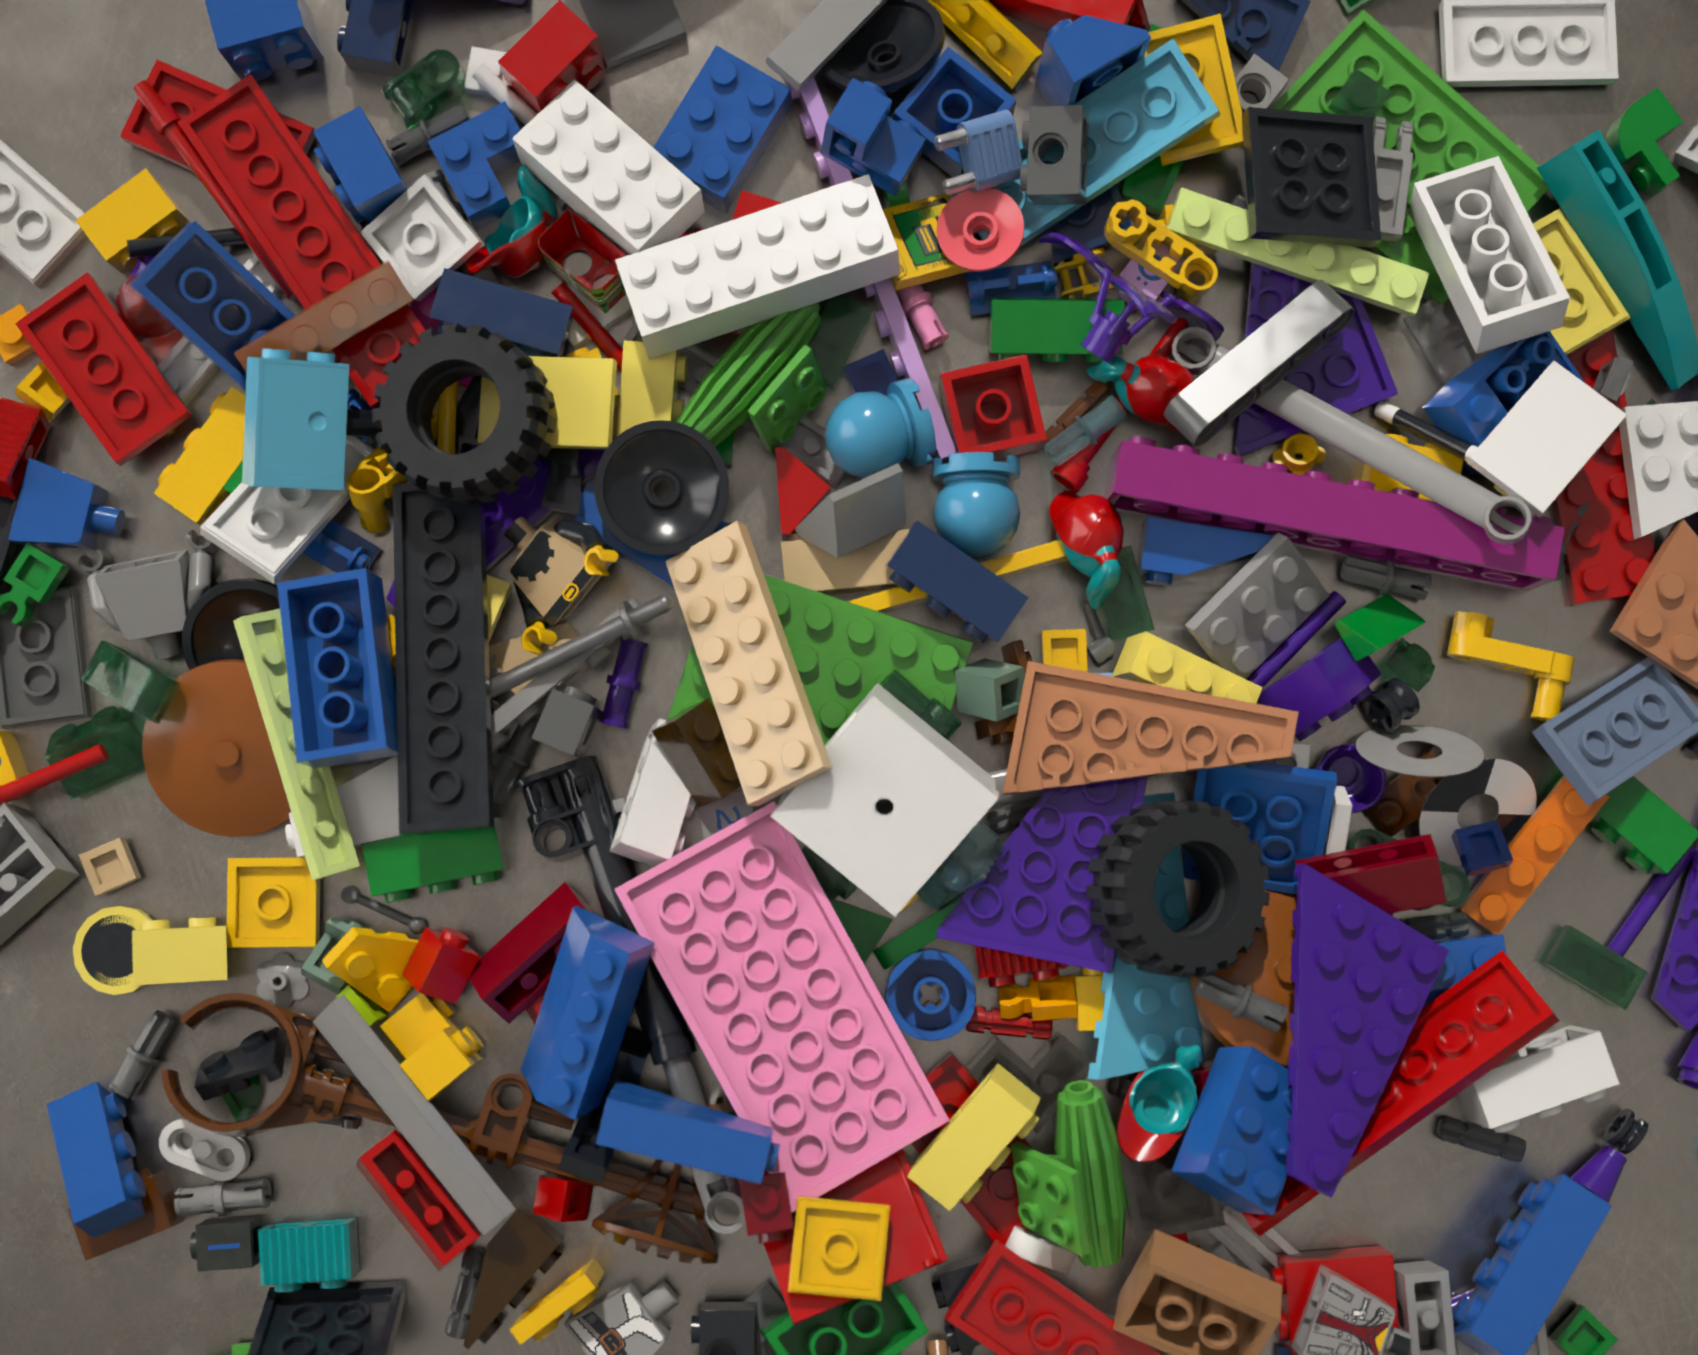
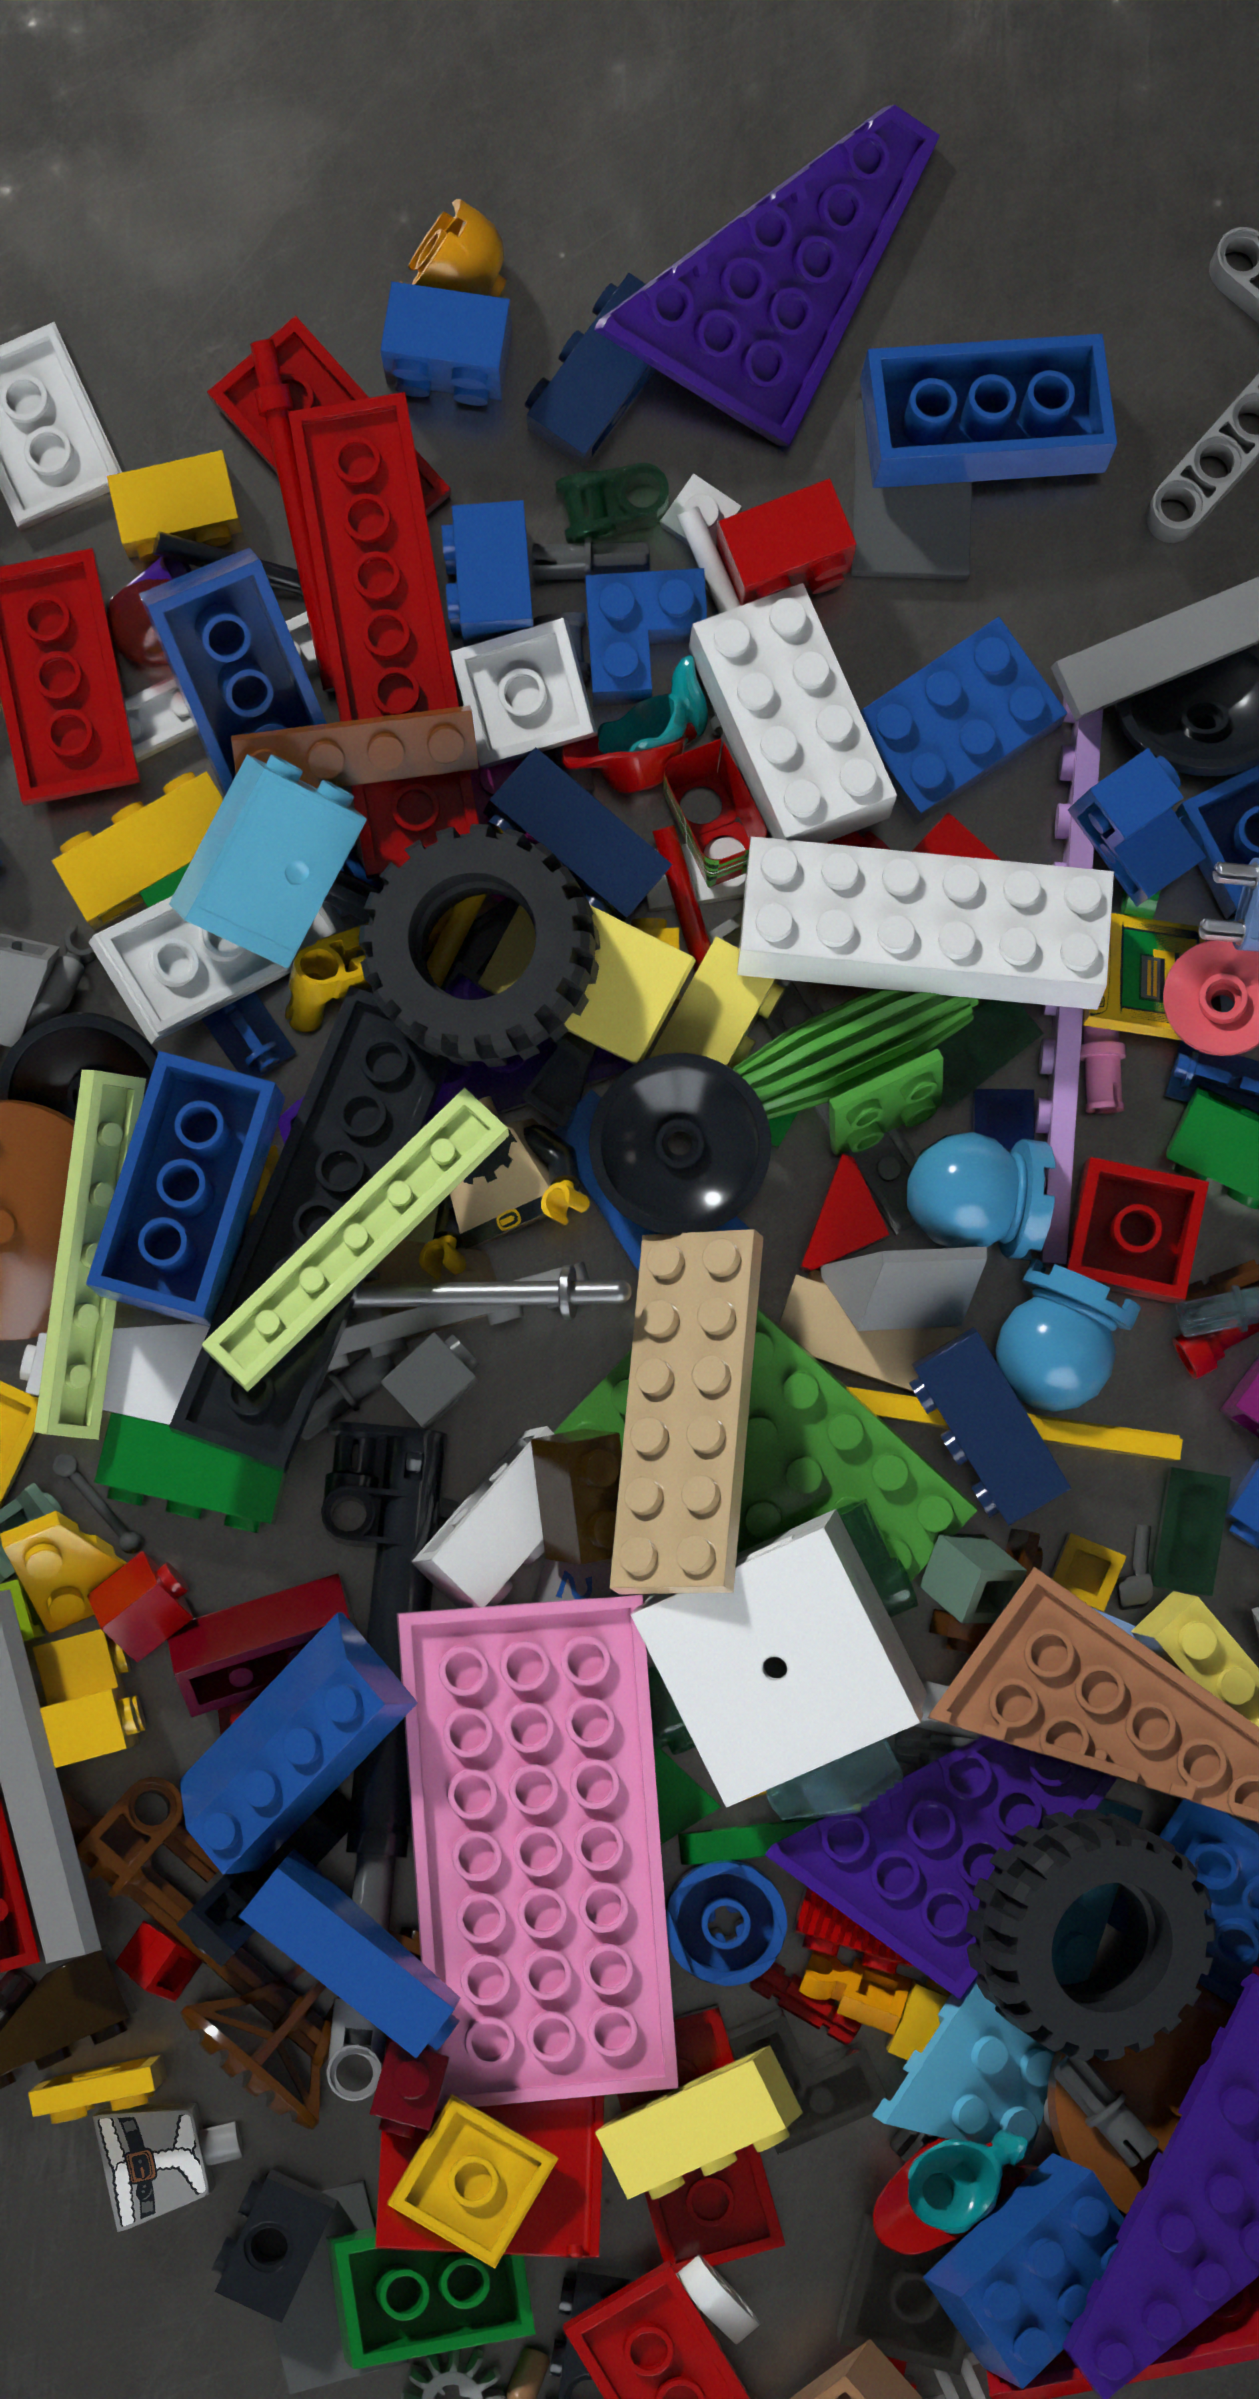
camera: 25 degrees right, 0 degrees up
(469, 649) = (355, 1239): none -> yellowish green plate
(623, 683) = (520, 1359): dark purple pin -> none
(1080, 1190) = (800, 2247): bright green plate -> none
(1091, 539) = (1183, 1447): red hair -> none

